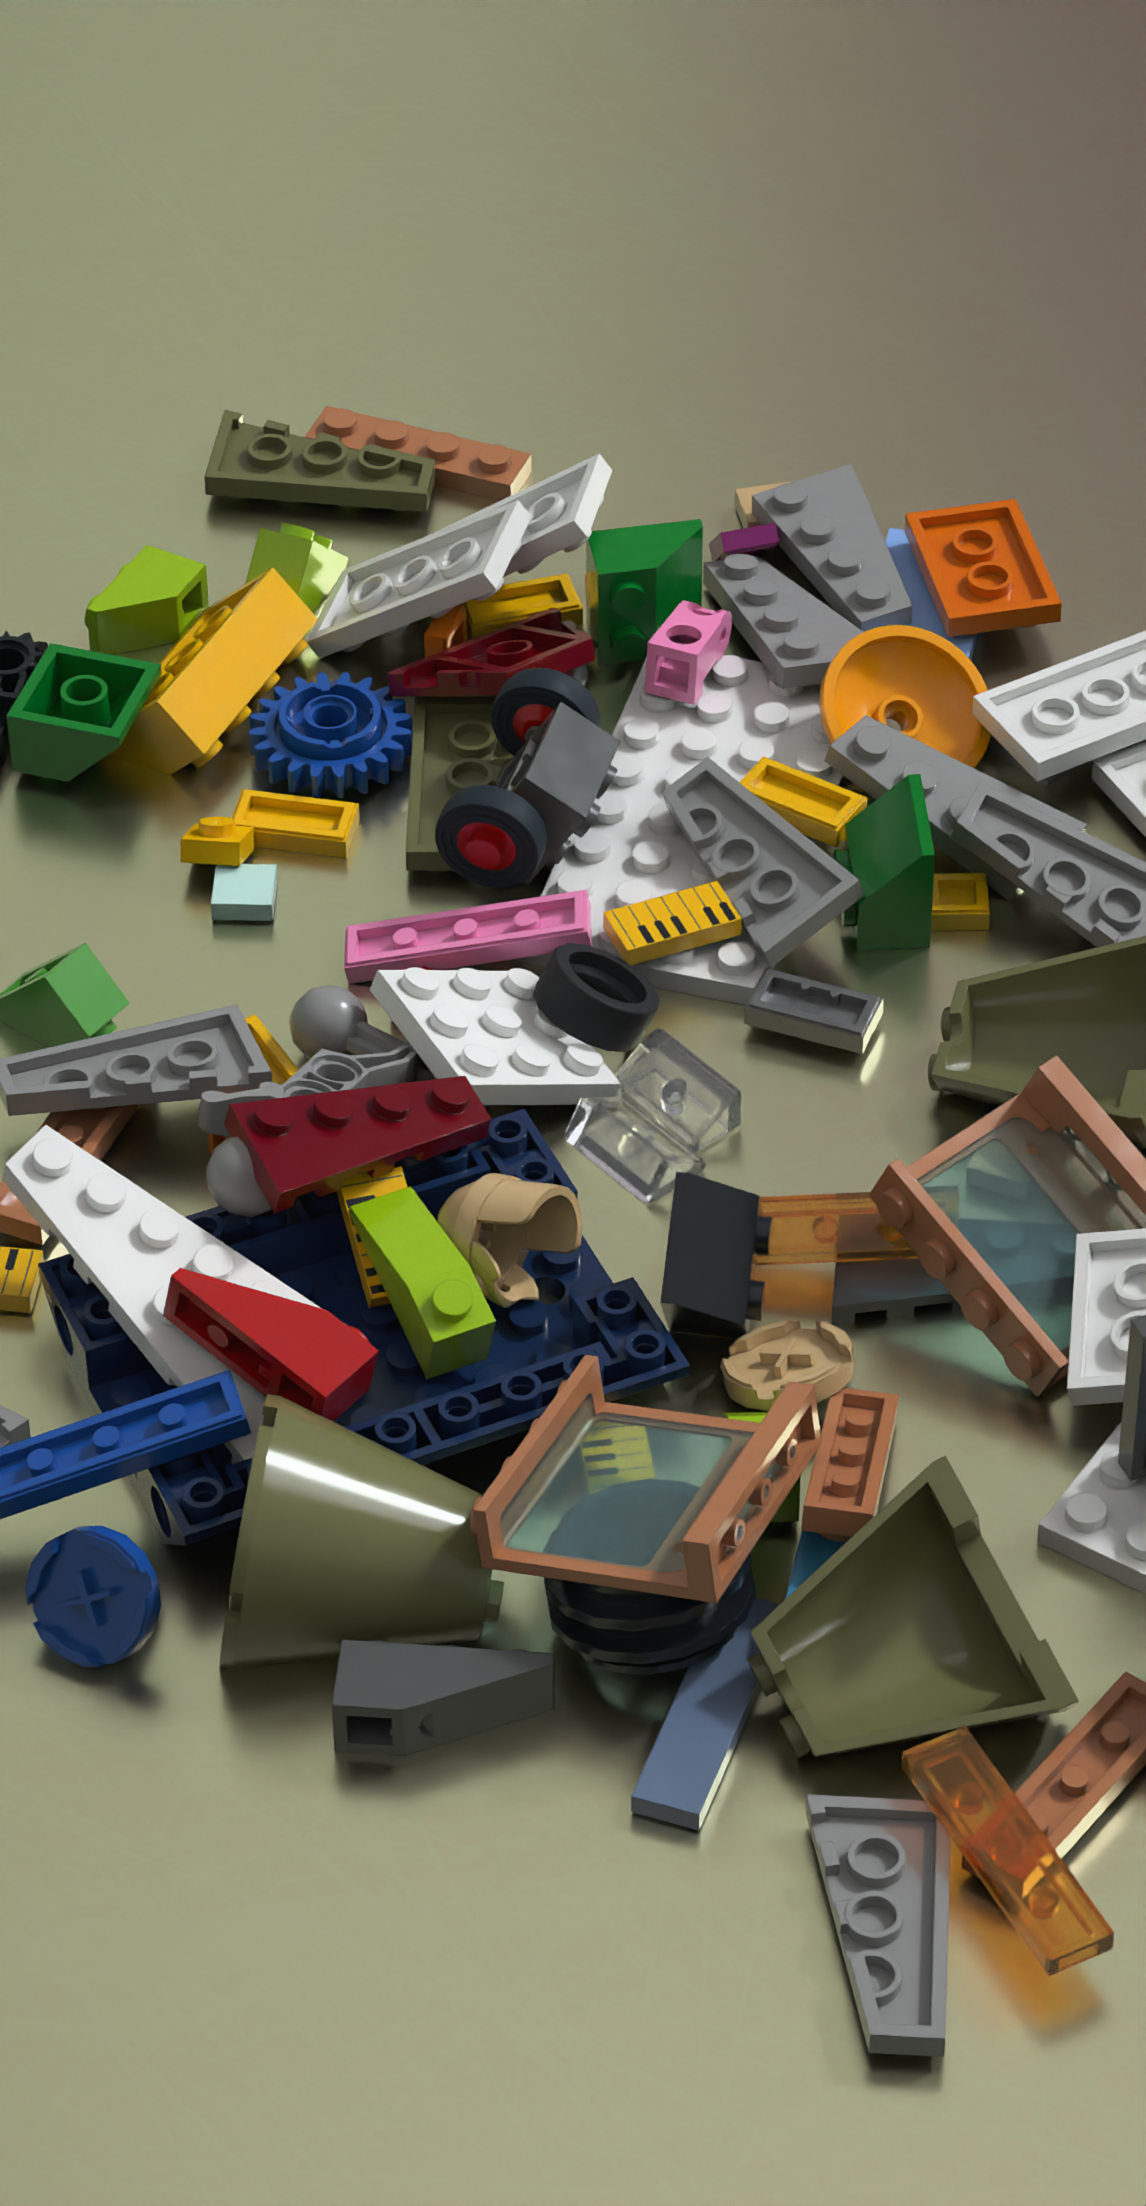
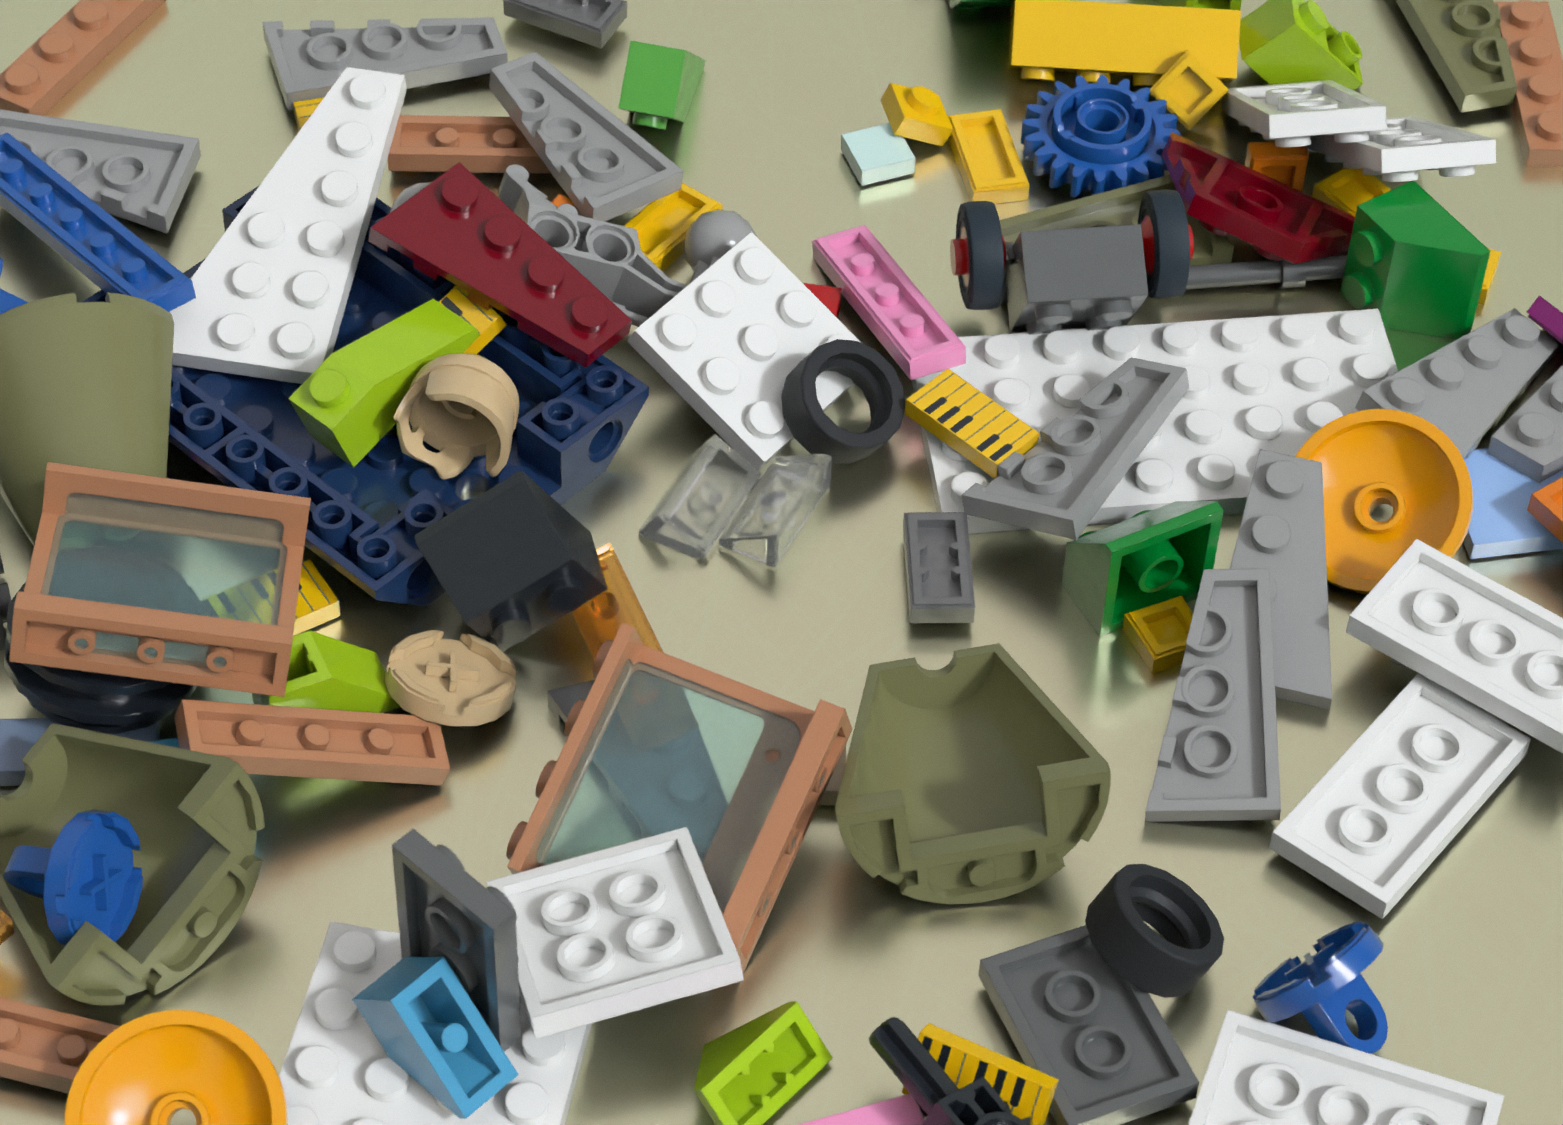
camera: 65 degrees right, 5 degrees up
(274, 1342) = (229, 322): red slope -> none
(310, 650) = (1188, 89): none -> yellow tile
(686, 651) = (1349, 317): bright pink leg -> none
(804, 800) = (1200, 458): yellow tile -> none
(958, 1649) = (83, 875): none -> blue tile

